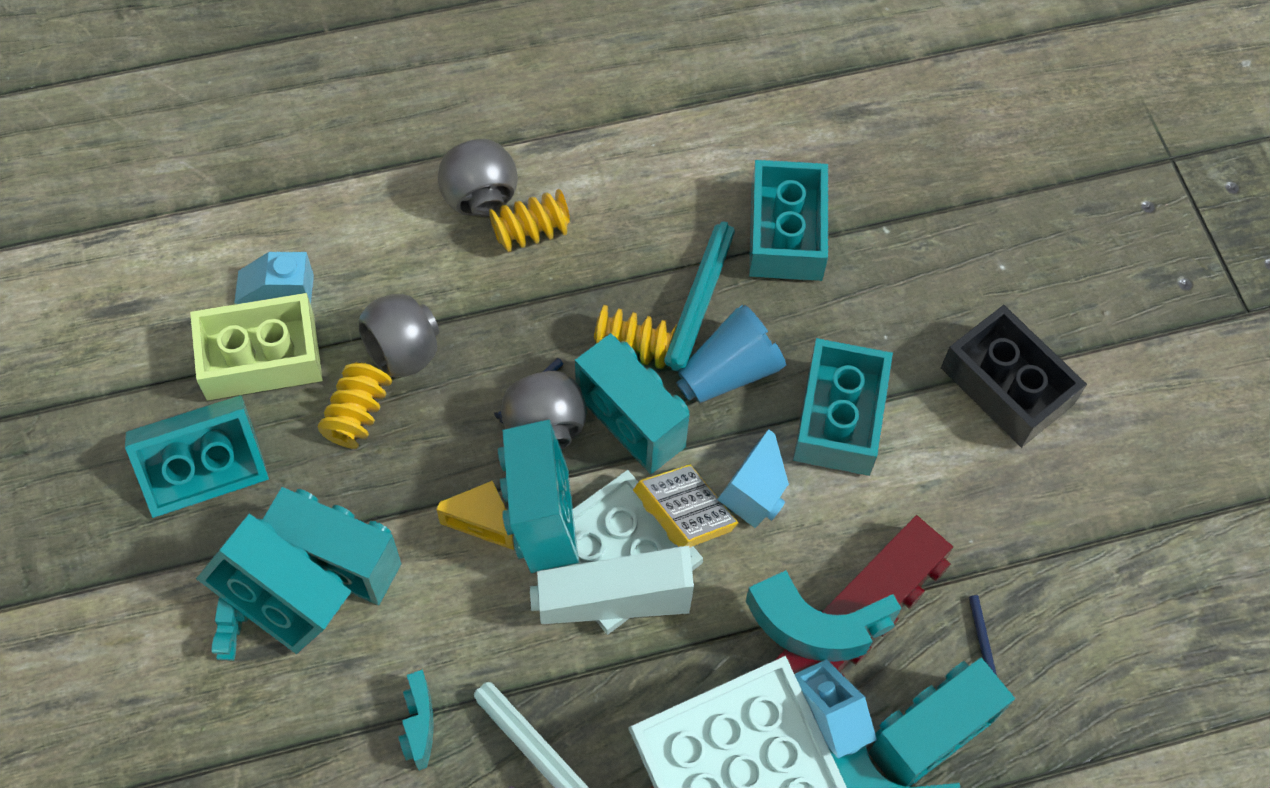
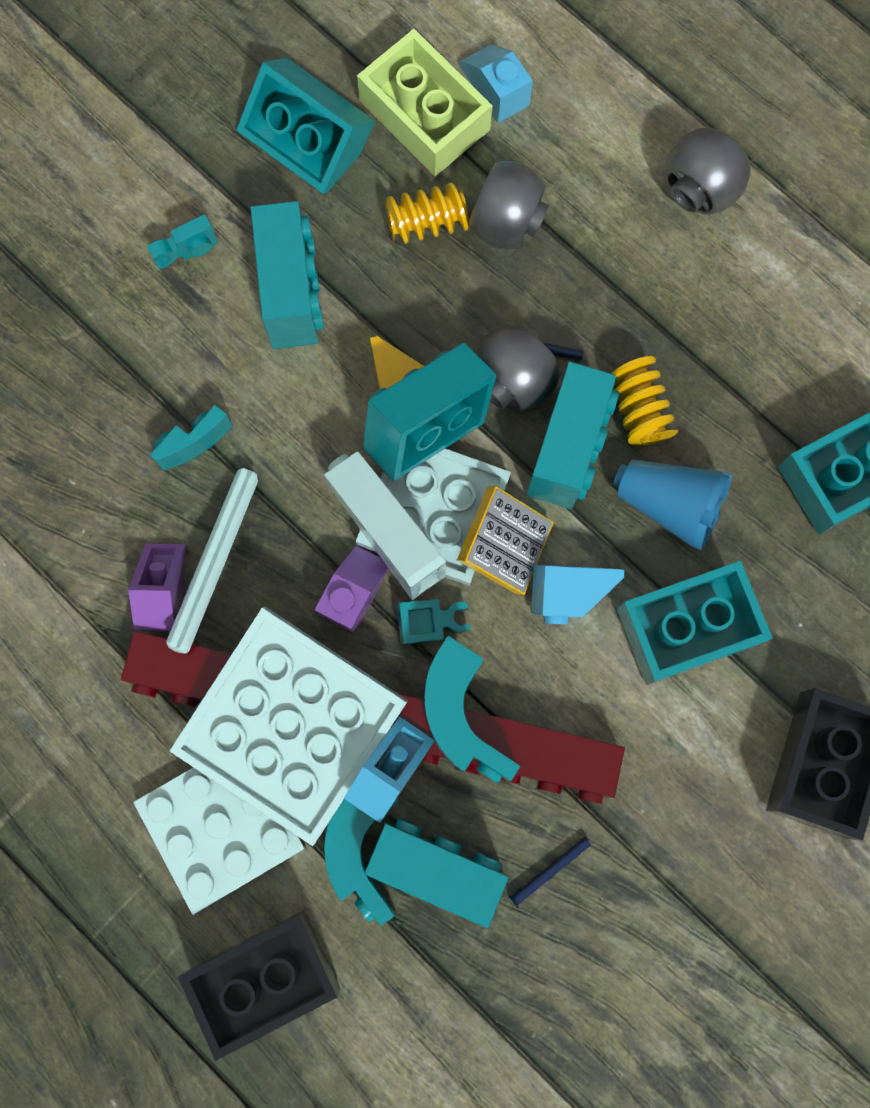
camera: 60 degrees right, 15 degrees up
(274, 584) = (220, 250): teal brick -> none
(530, 220) = (697, 244): yellow piece -> none
(649, 660) = (352, 590): none -> medium lavender slope
(699, 296) = (723, 434): teal axle -> none
(713, 612) = (425, 621): none -> teal plate

